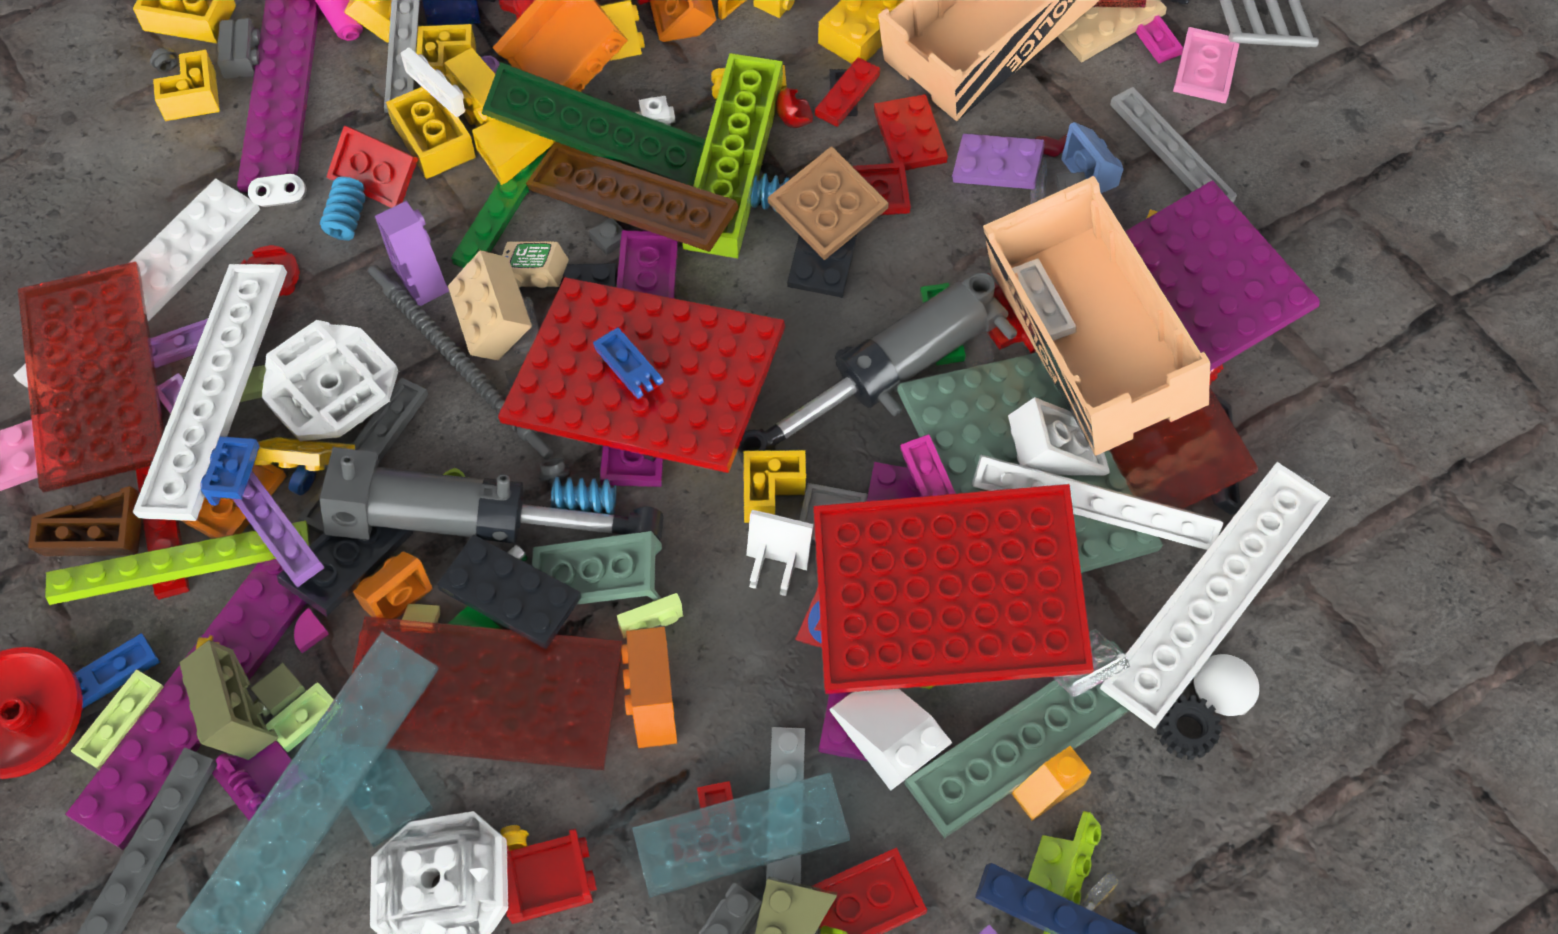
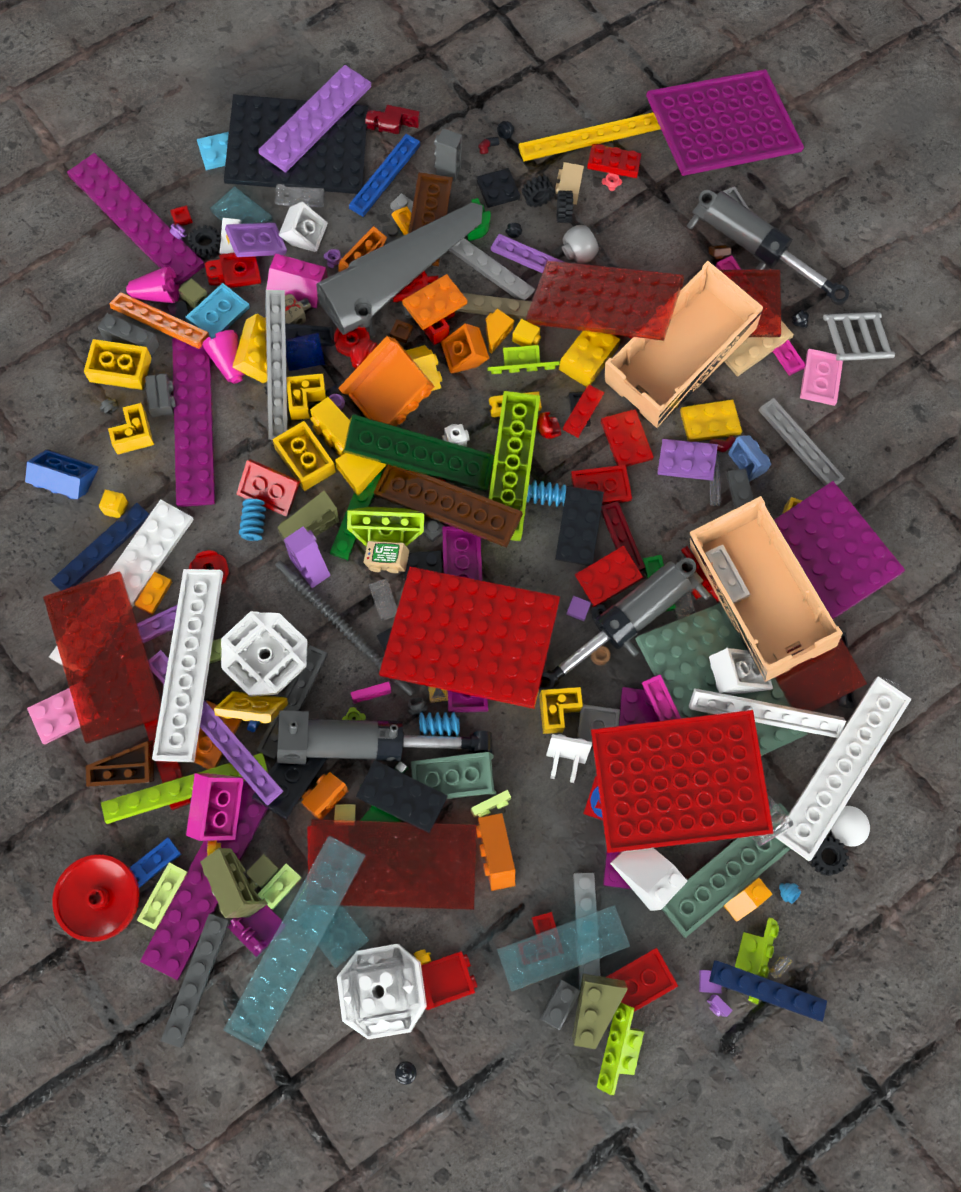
camera: 10 degrees left, 10 degrees up
(77, 140) = (60, 474): none -> blue slope
(121, 235) = (101, 548): none -> dark blue plate
(146, 180) = (113, 504): none -> yellow brick
(183, 300) = (153, 593): none -> light orange plate
(217, 586) = (214, 807): none -> dark pink slope
(229, 468) = (212, 727): blue bracket -> none
(276, 190) = (204, 506): white plate -> none
(308, 631) = (273, 826): dark pink tile -> none
(433, 81) = (305, 424): white plate -> none
(440, 203) = (315, 516): none -> olive wedge
(484, 448) = (371, 692): none -> dark pink tile
(489, 305) = (362, 591): tan brick -> none
(536, 221) = (385, 524): none -> lime wedge
(587, 456) = (437, 694): none -> clear tile
(627, 362) = (462, 634): blue hinge -> none
(764, 23) = (522, 357): none -> lime bracket
(816, 352) = (578, 608): none -> medium lavender tile
(828, 202) = (580, 504): medium nougat plate -> none
(844, 417) = (601, 655): none -> medium nougat tile
(865, 307) = (609, 576): none -> red plate
(893, 263) = (620, 531): none -> dark red plate
(980, 914) = (705, 985): none -> medium lavender tile
(1036, 113) = (710, 421): none -> yellow plate
(1123, 778) = (789, 892): none -> dark azure plate

